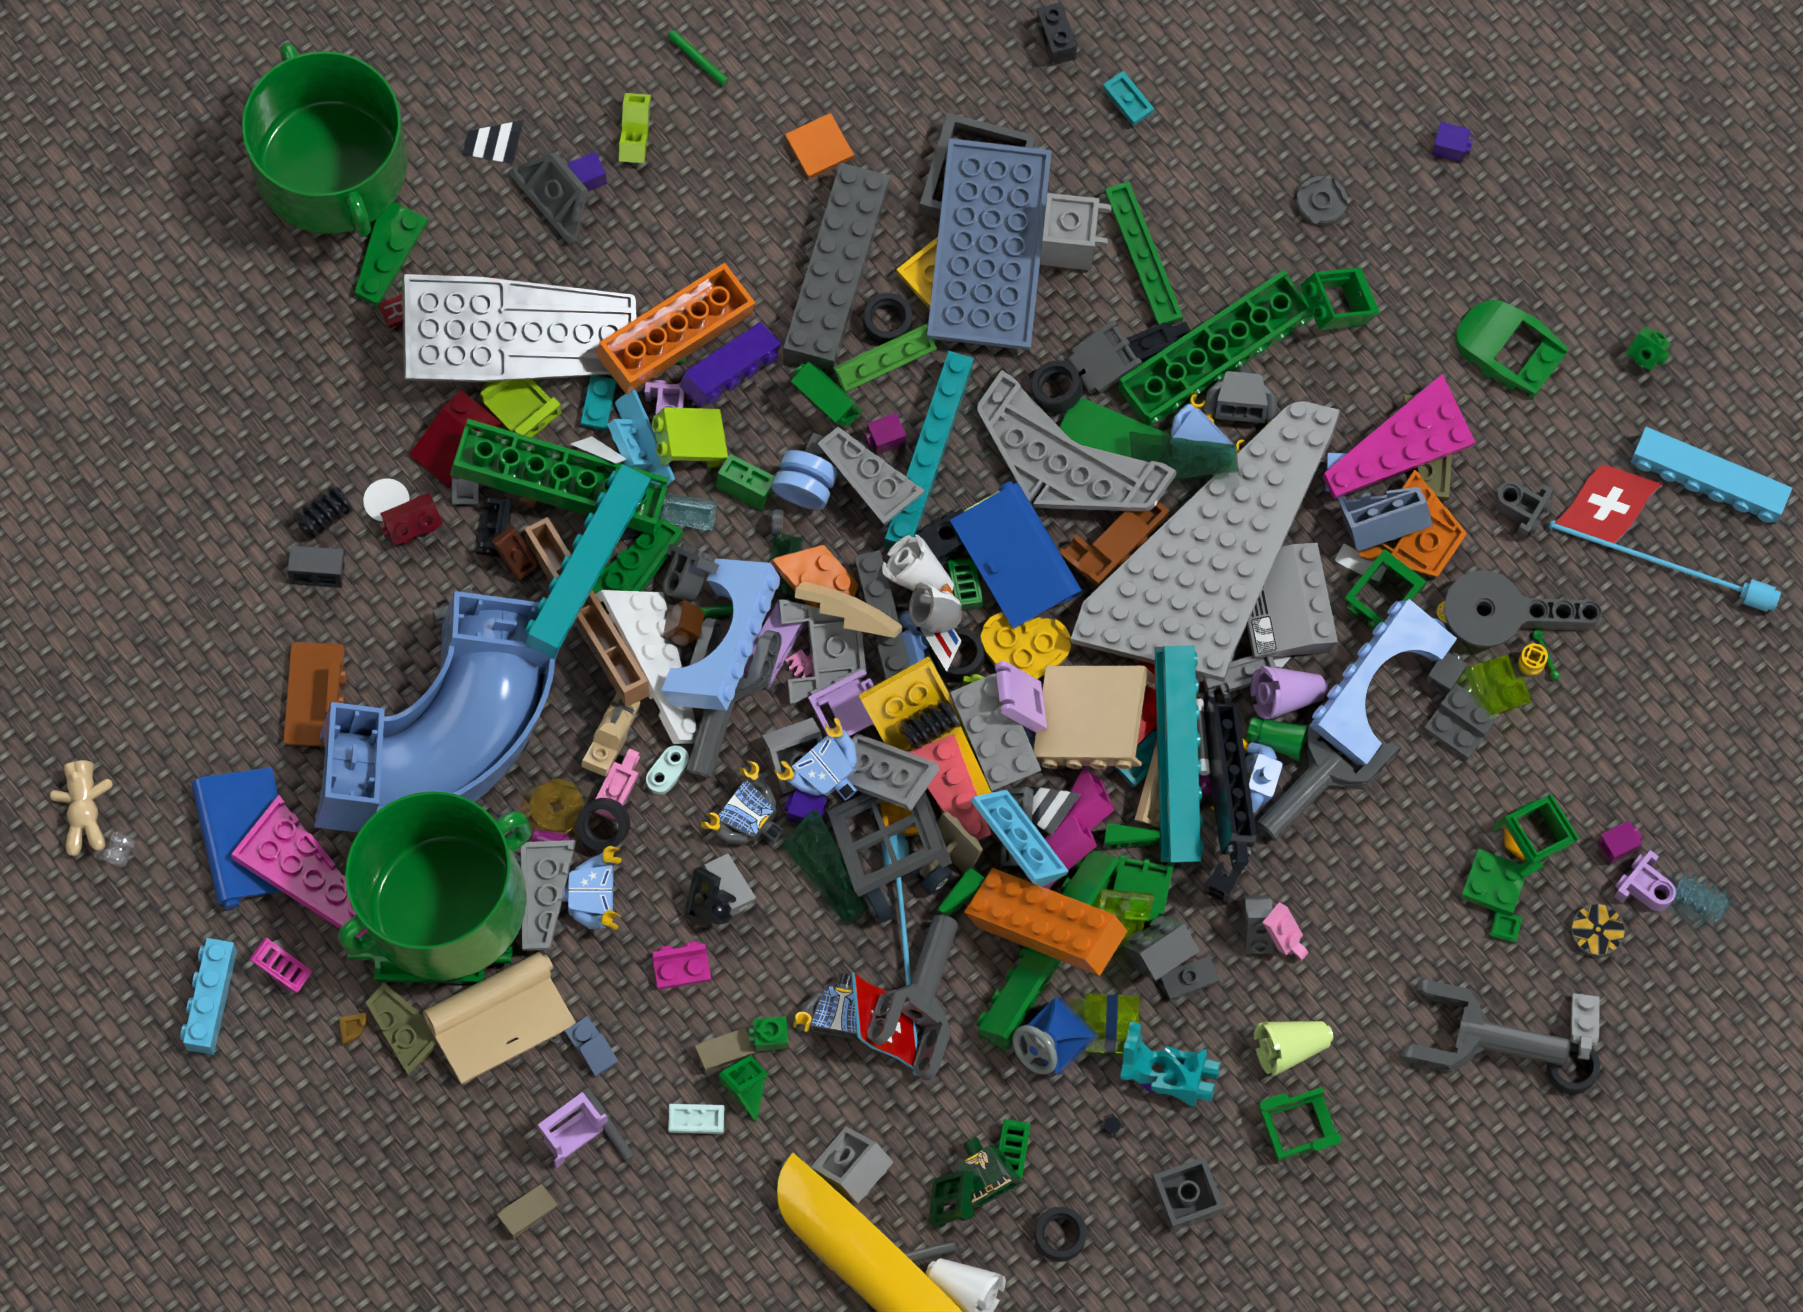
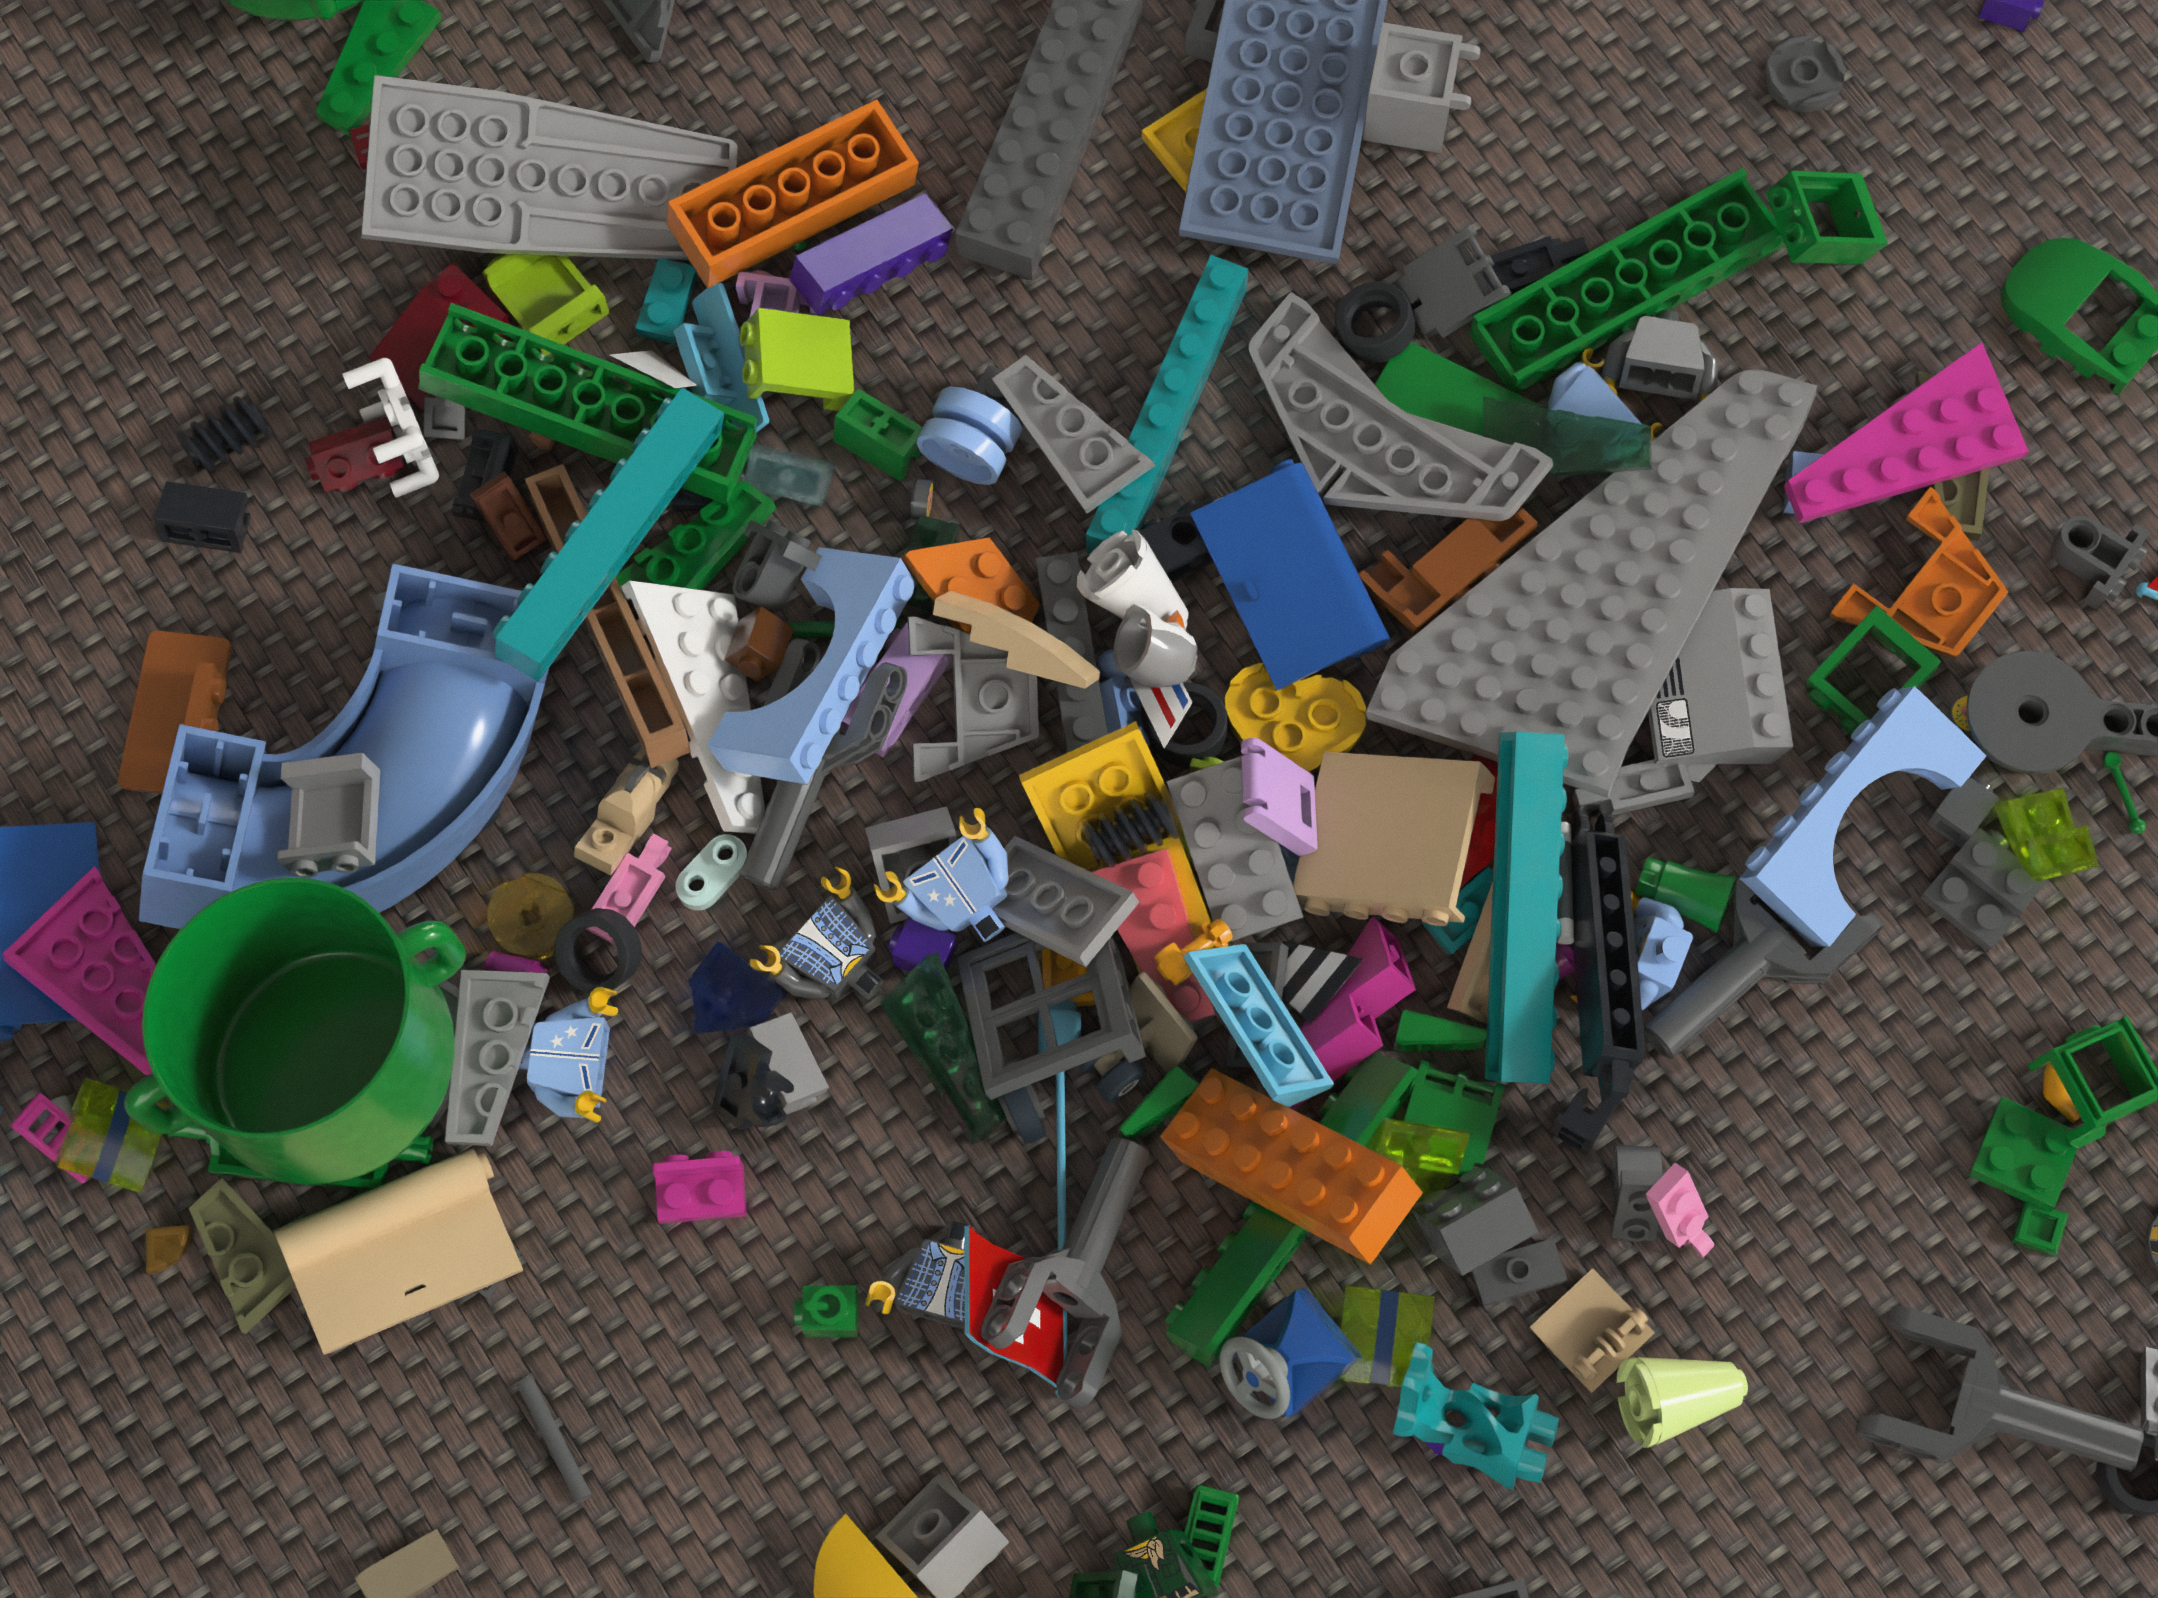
camera: 10 degrees right, 0 degrees up
(313, 961) = (106, 1140): none -> clear neon green slope
(383, 496) = (321, 417): white sticker -> none
(433, 751) = (331, 814): none -> light grey panel
(444, 500) = (397, 408): none -> white plate
(575, 1131) = (492, 1451): lavender piece -> none
(591, 1046) = (542, 1308): sand blue slope -> none
(687, 844) = (731, 992): none -> clear blue slope
(696, 1118) = (697, 1441): light aqua plate -> none
(724, 1050) = (754, 1331): dark tan slope -> none
(745, 1084) = (783, 1390): green slope -> none
(803, 663) = (940, 719): bright pink piece -> none
(826, 394) = (1015, 309): green window -> none
(844, 703) = (999, 788): lavender container -> none
(882, 300) = (1122, 176): black tyre -> none
(884, 358) = (1111, 263): bright green tile -> none
(885, 434) = (1102, 376): magenta brick -> none
(962, 802) = (1171, 961): none -> light orange bar
(971, 602) = (1208, 645): green slope -> none
(1112, 1125) = (1373, 1507): black piece -> none
(1143, 254) = (1524, 134): green plate -> none
(1237, 1009) = (1592, 1330): none -> tan hinge
(1283, 1103) = (1659, 1494): green piece -> none
(1285, 690) = (1702, 819): lavender cone -> none
(1348, 557) = (1816, 619): white sticker -> none
(1385, 516) = (1880, 557): sand blue wedge -> none
(1530, 664) = (2100, 807): yellow wheel -> none

